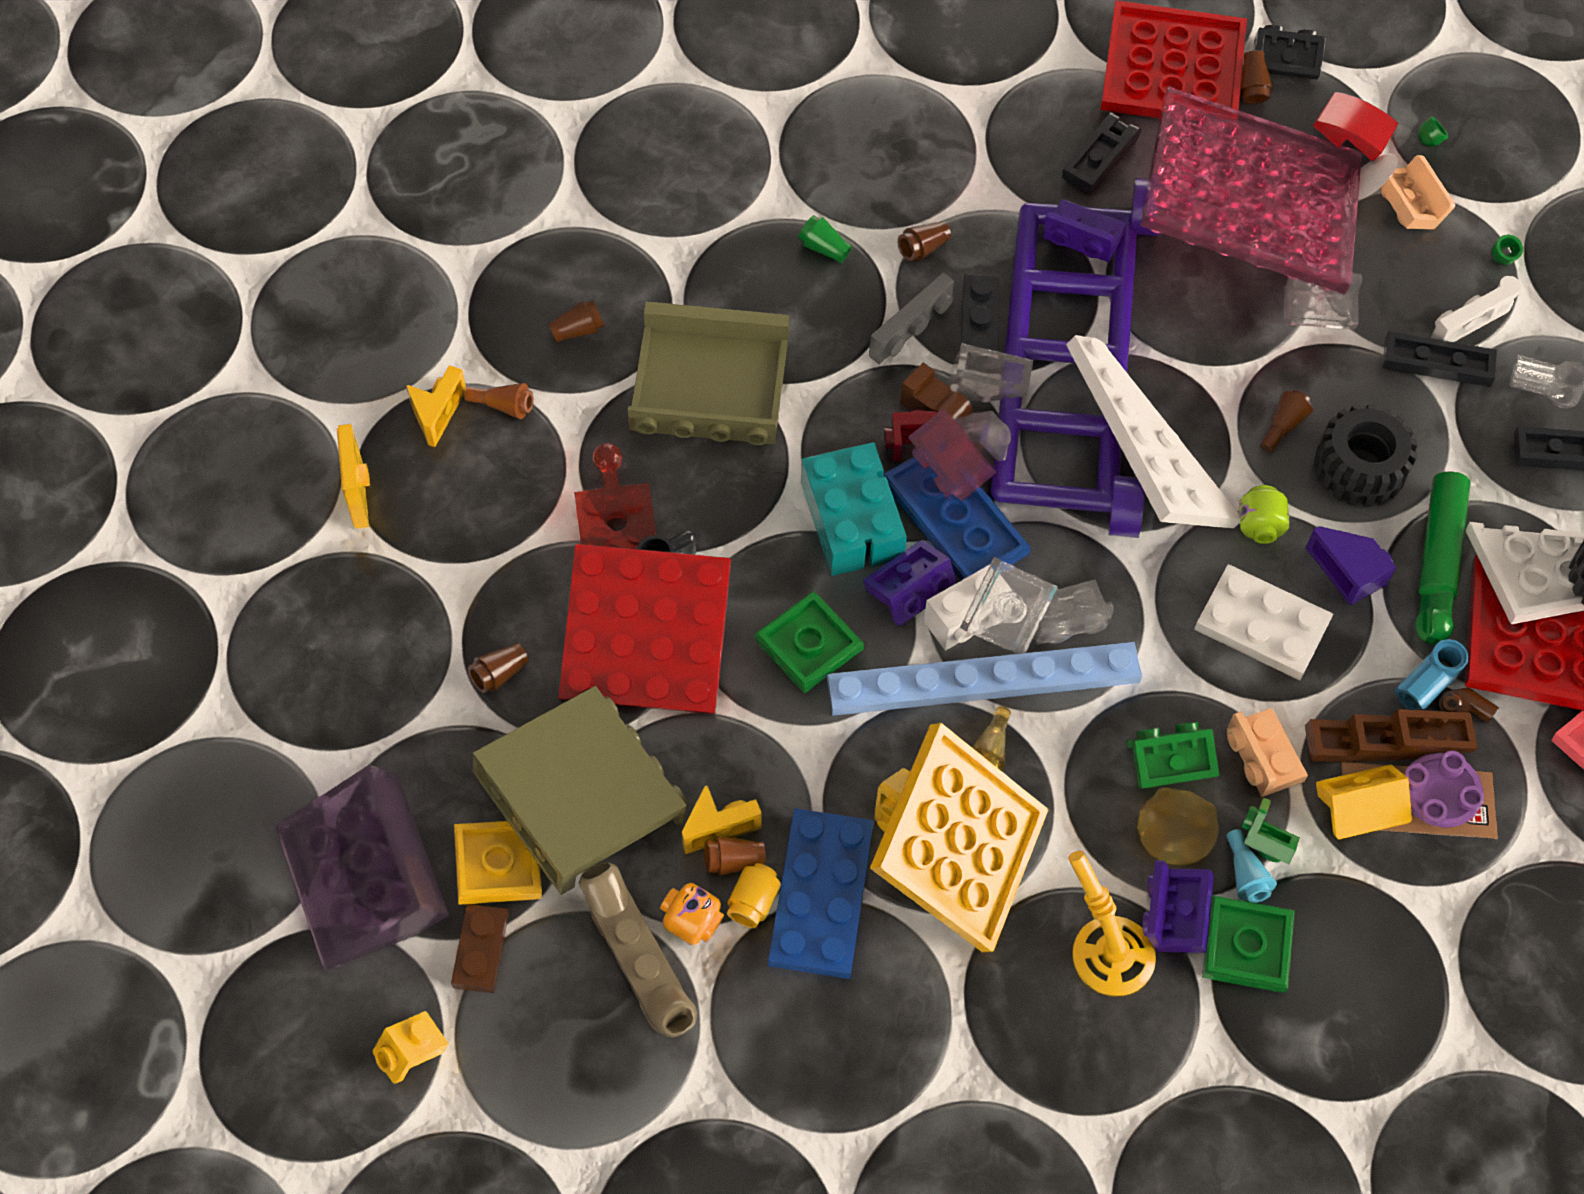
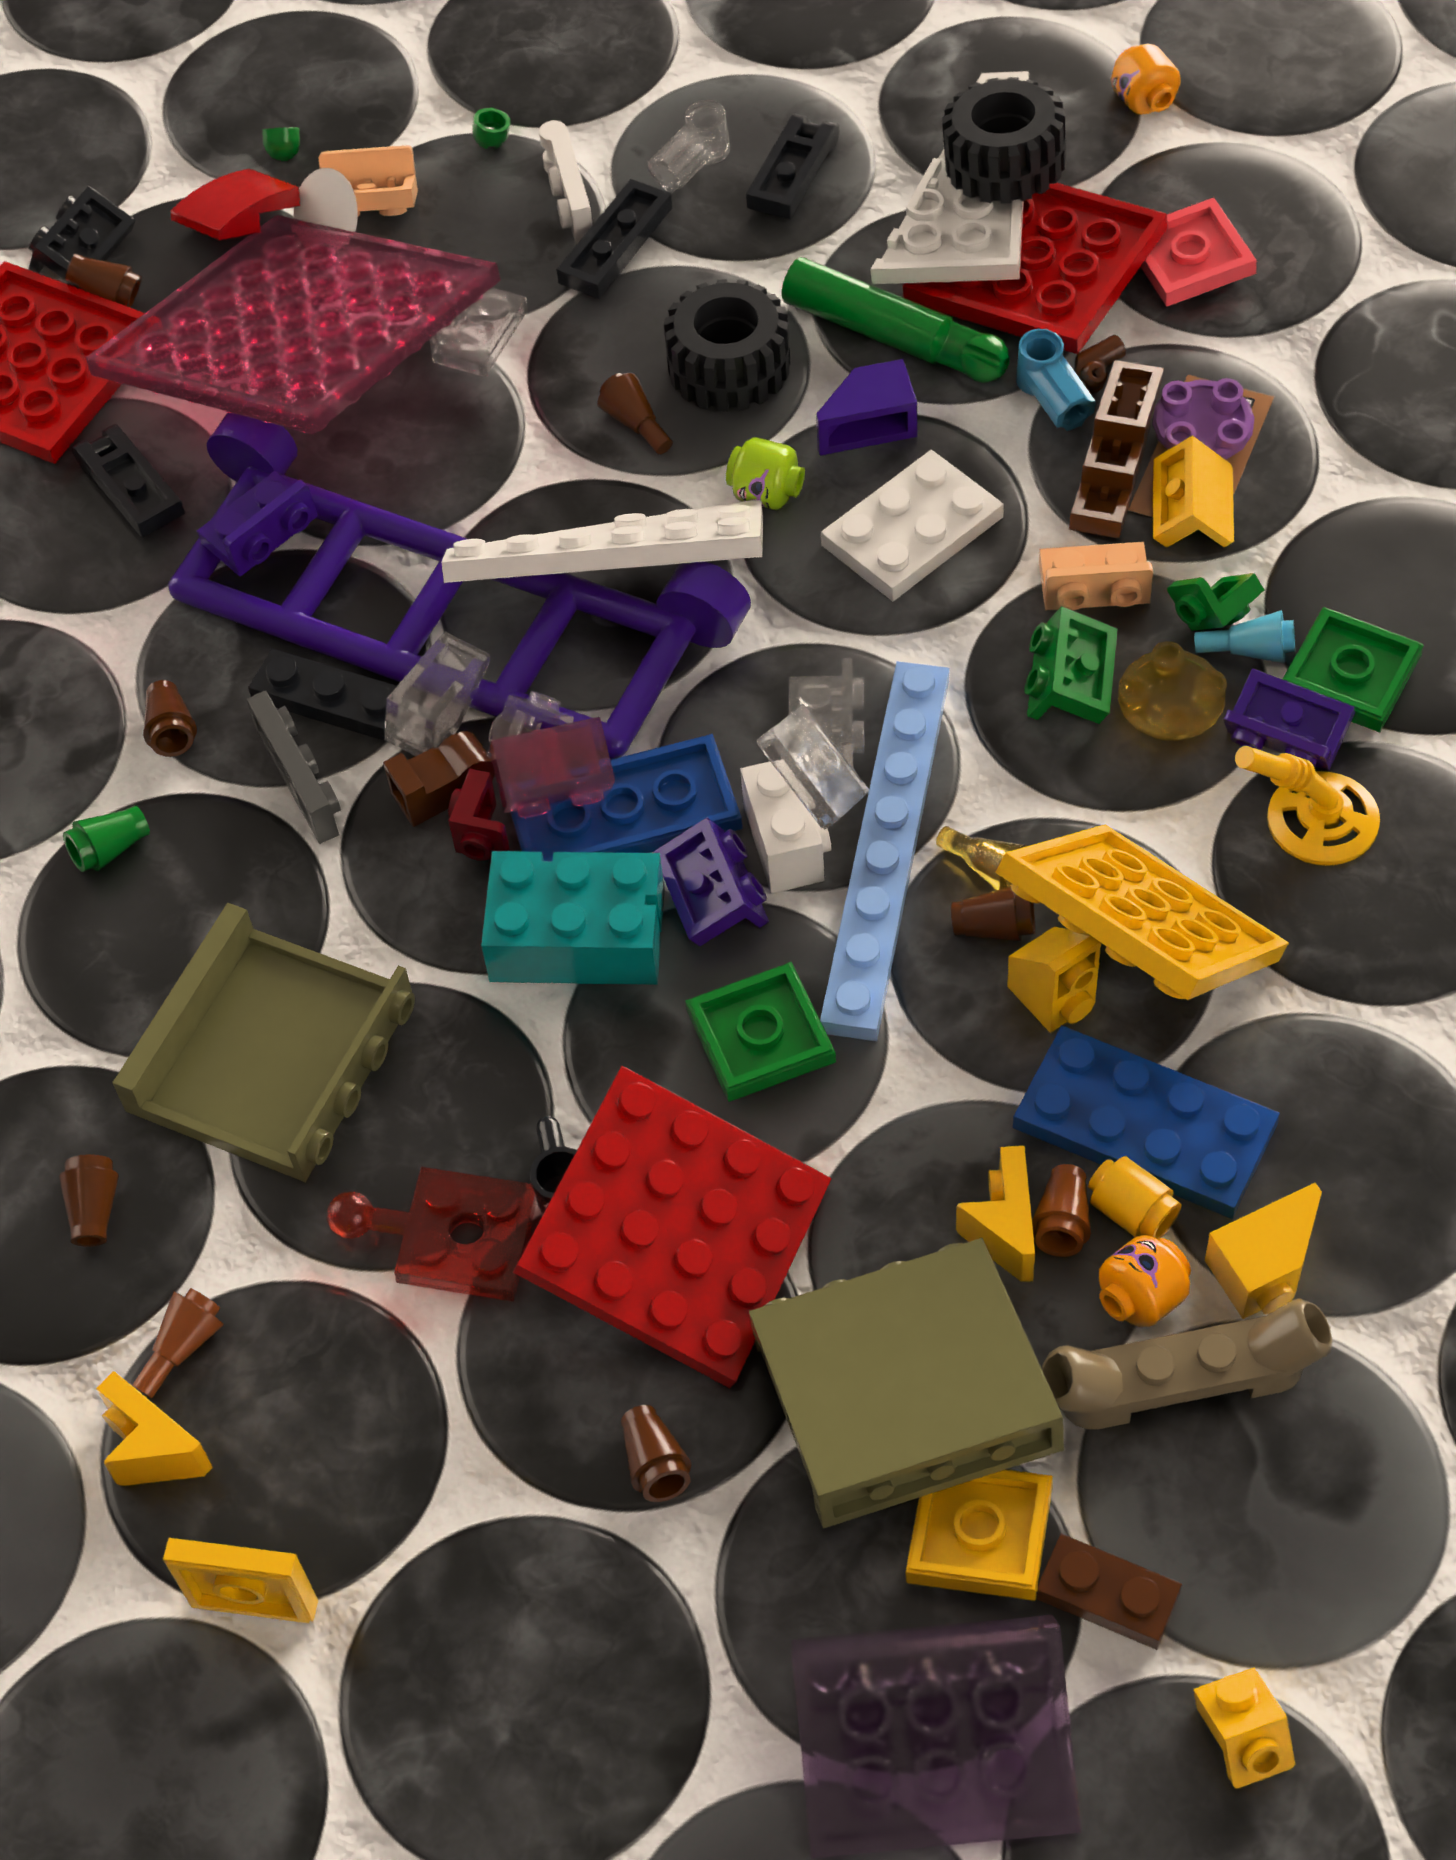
camera: 65 degrees left, 5 degrees down
(739, 988) = (1264, 1252): none -> yellow slope

